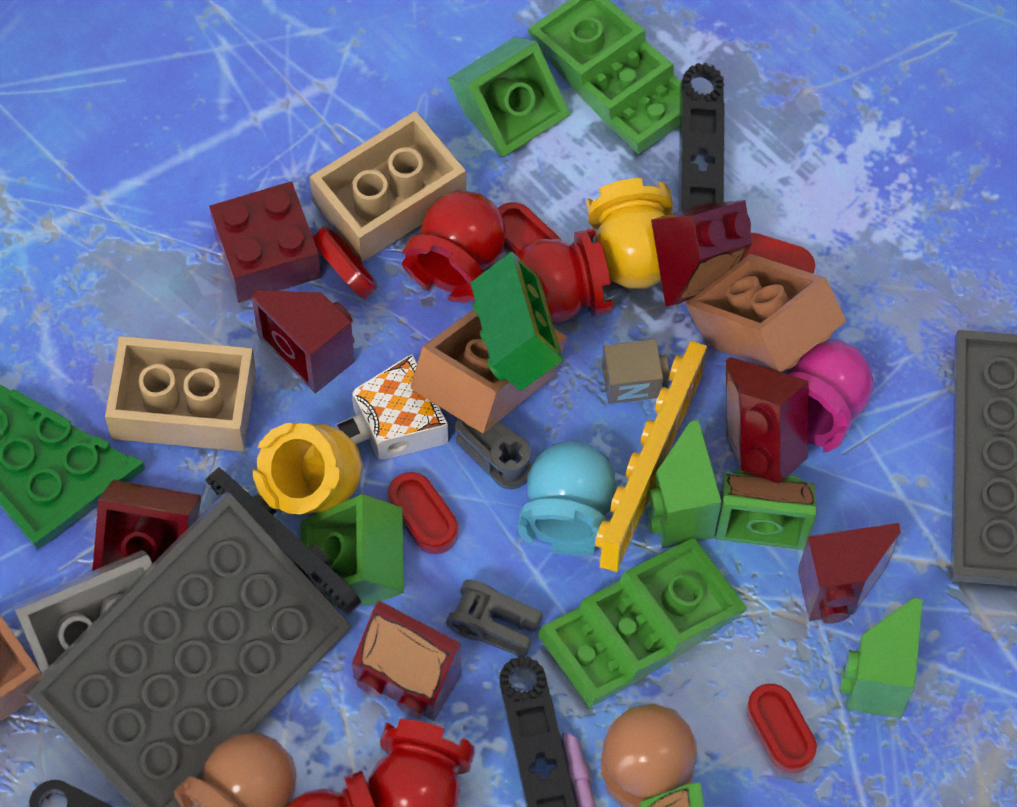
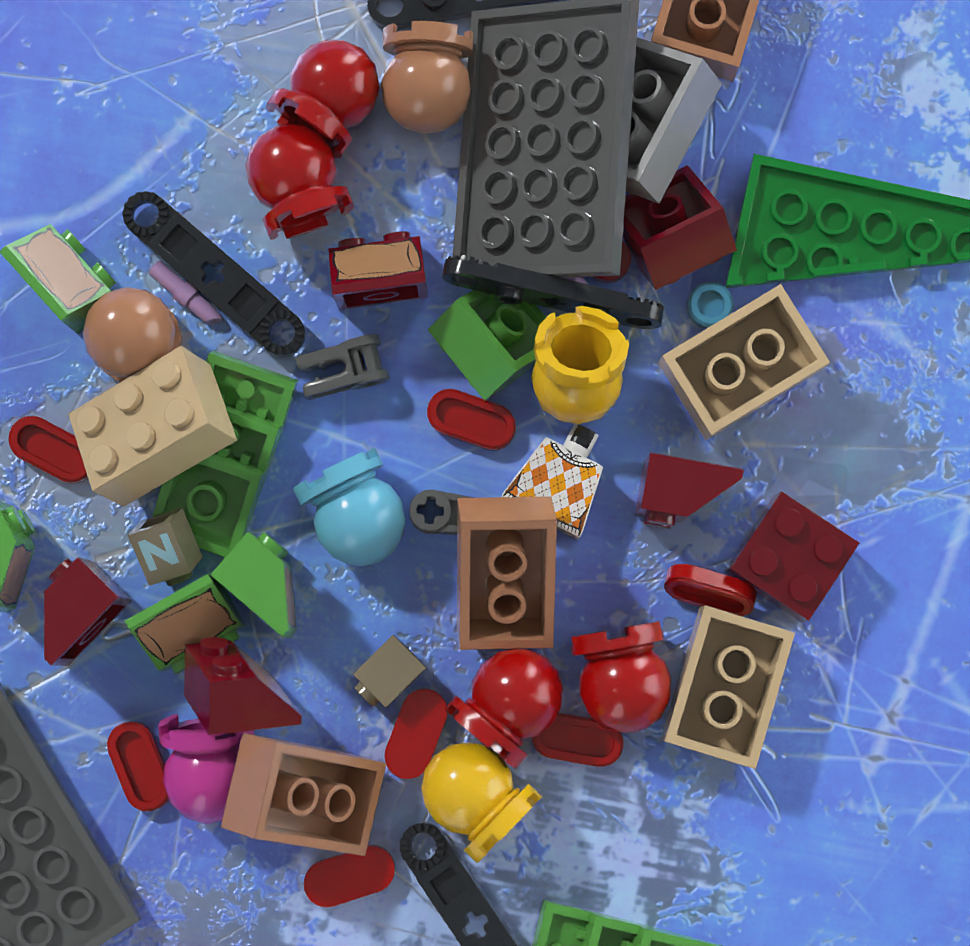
camera: 145 degrees right, 20 degrees up
(167, 465) = (709, 304): none -> dark azure tile
(510, 94) = (698, 867): bright green slope -> none
(515, 322) = (494, 601): green brick -> none
(645, 320) = (415, 733): none -> red tile
(657, 442) = (305, 573): yellow plate -> none
(685, 661) = (152, 426): none -> tan brick
(699, 246) = (409, 821): dark red slope -> none
(741, 575) = (166, 547): none -> dark tan brick
(880, 443) = (138, 765): none -> red tile

